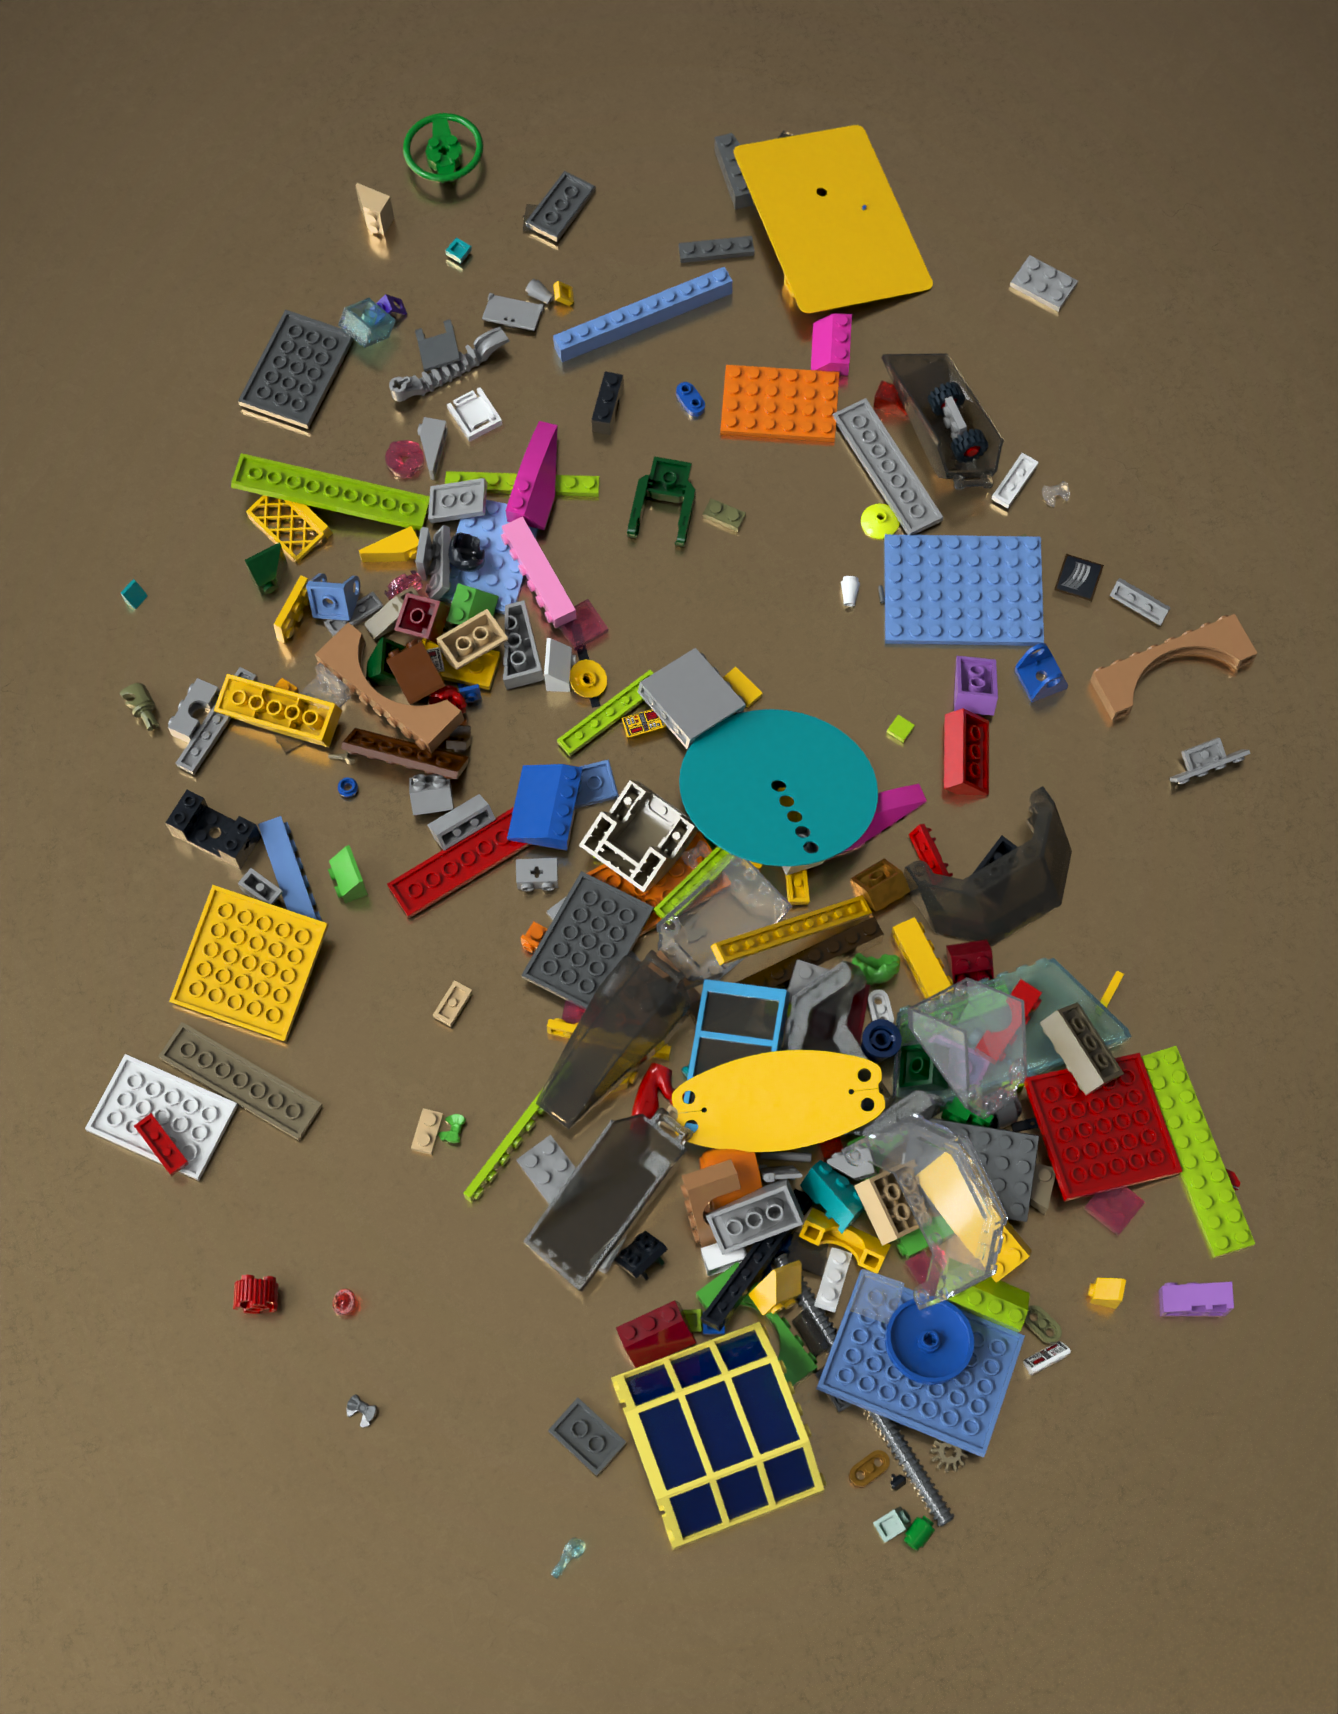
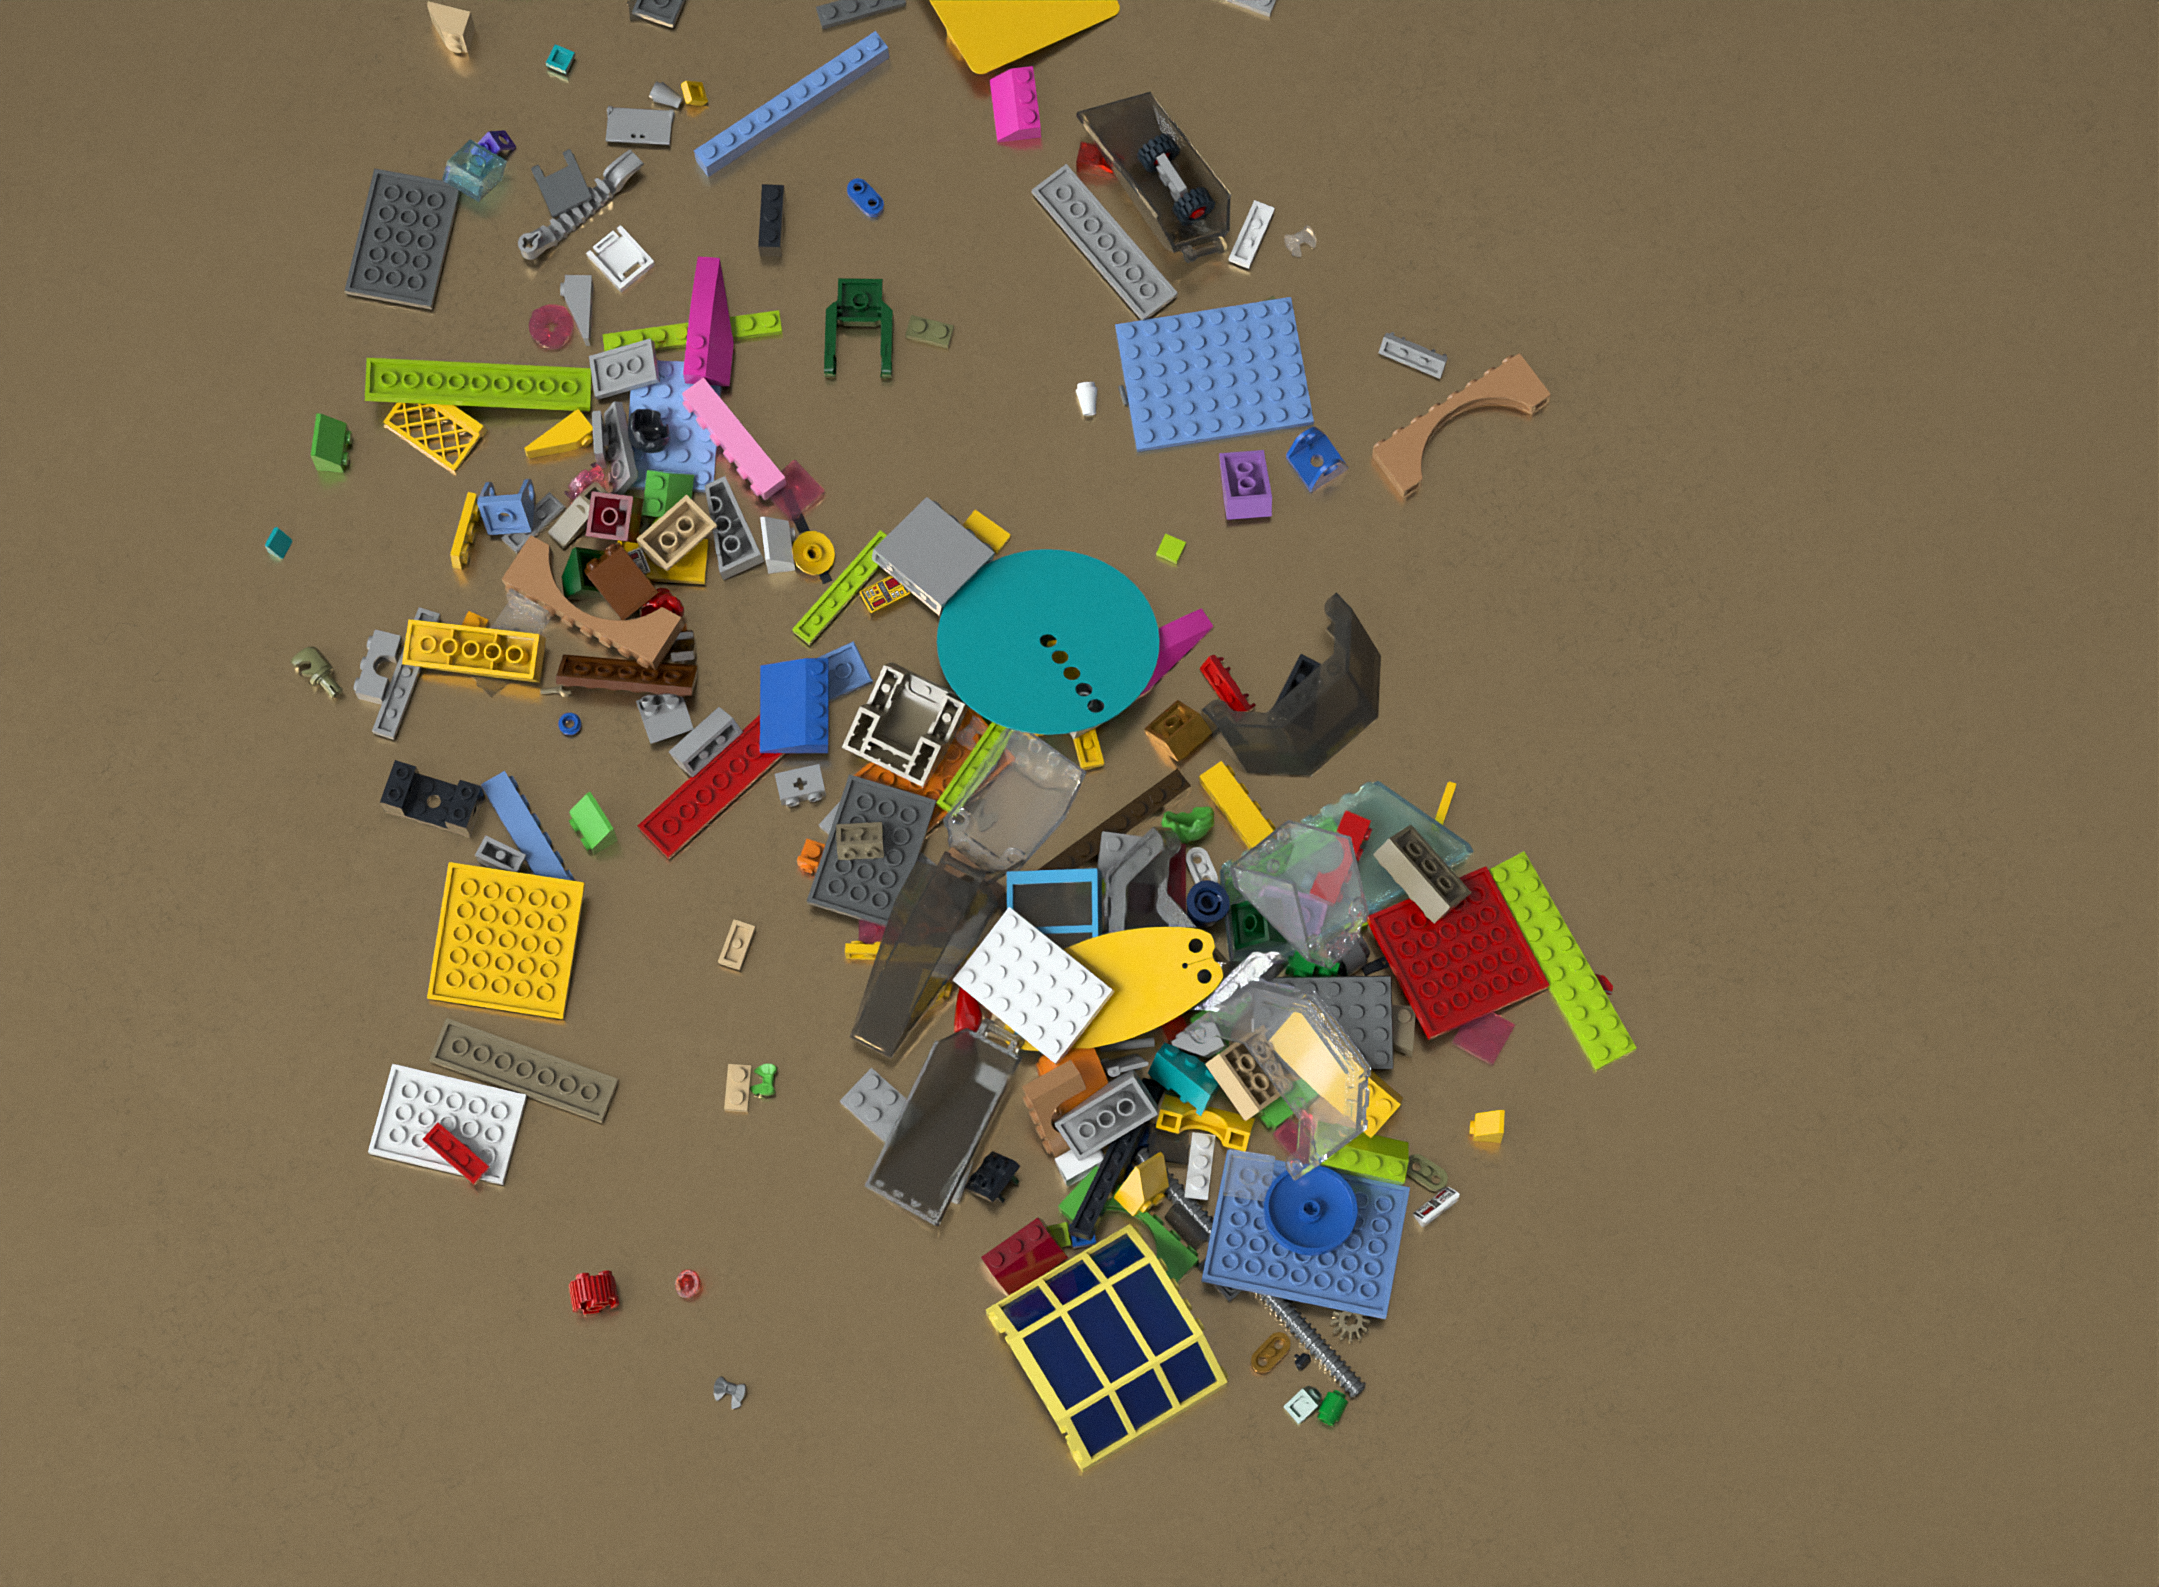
camera: 10 degrees left, 5 degrees up
(195, 520) = (330, 444): none -> bright green slope
(267, 568) = (424, 488): dark green slope -> none
(470, 693) = (684, 593): blue bracket -> none
(501, 1154) = (823, 1098): lime plate -> none
(573, 1549) = (979, 1490): clear light blue plate -> none
(578, 930) = (859, 841): none -> dark tan bracket
(587, 1437) = (972, 1374): dark grey plate -> none
(710, 1086) = (1033, 985): none -> white plate
(779, 403) = (968, 185): orange plate -> none
(790, 930) = (1091, 801): yellow plate -> none
(878, 528) = (1106, 317): neon yellow dish -> none
(966, 753) = (1248, 565): red slope -> none
(970, 961) = (1289, 799): dark red slope -> none
(1078, 577) = (1341, 338): slope -> none
(1196, 1299) = (1582, 1117): medium lavender wedge -> none
(1206, 757) = (1511, 524): light grey bracket -> none

